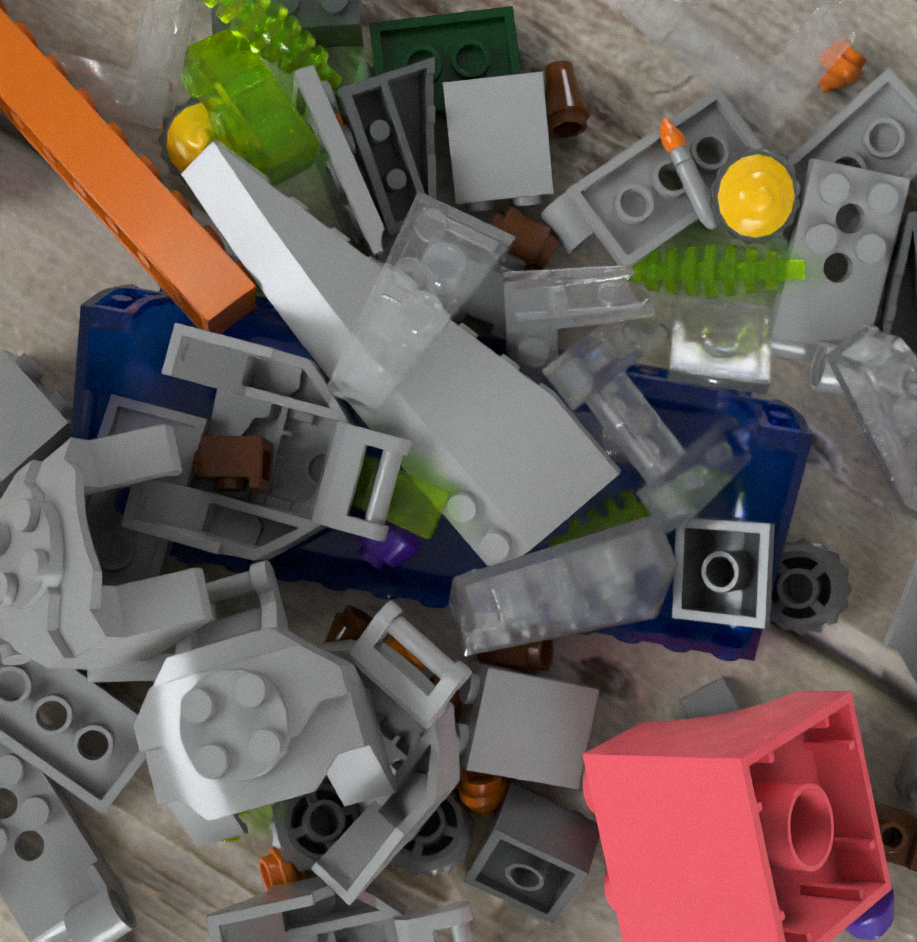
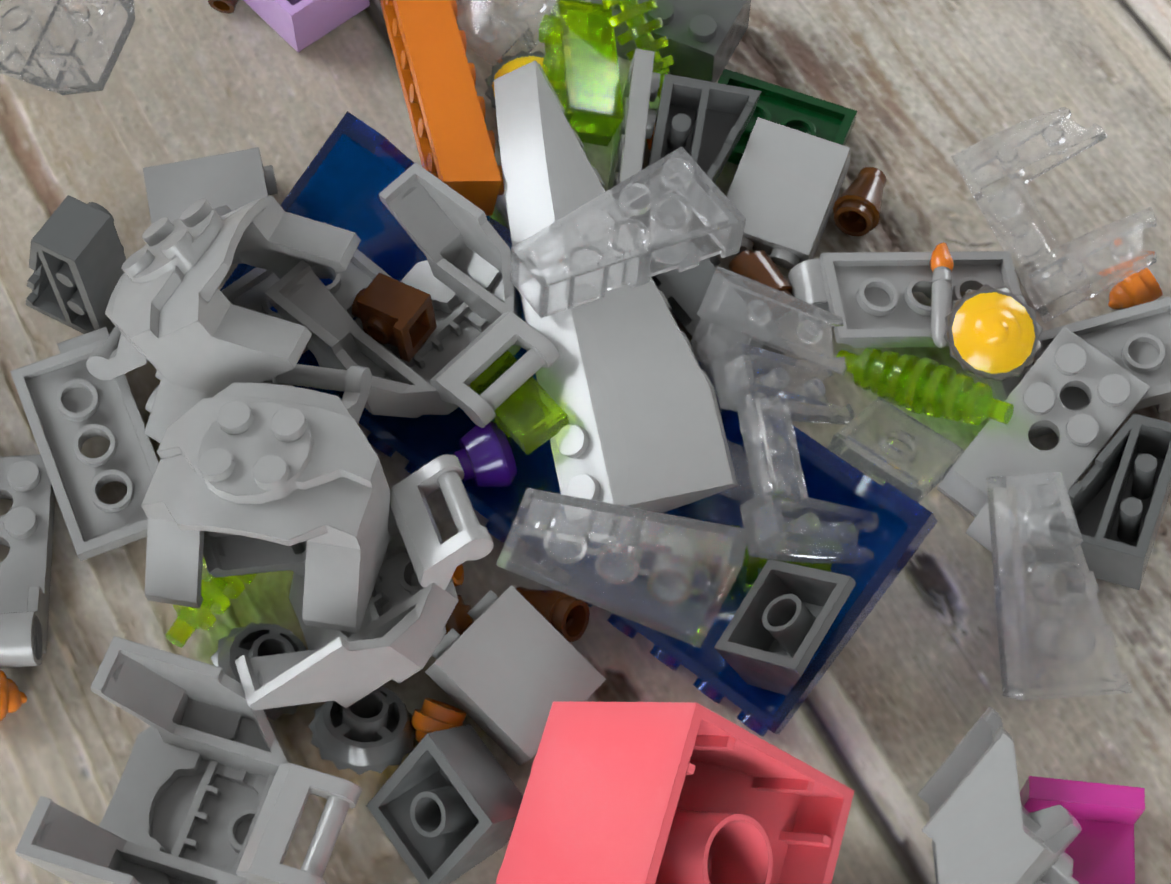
camera: 30 degrees right, 25 degrees down
(809, 588) = (862, 704): dark grey piece -> none

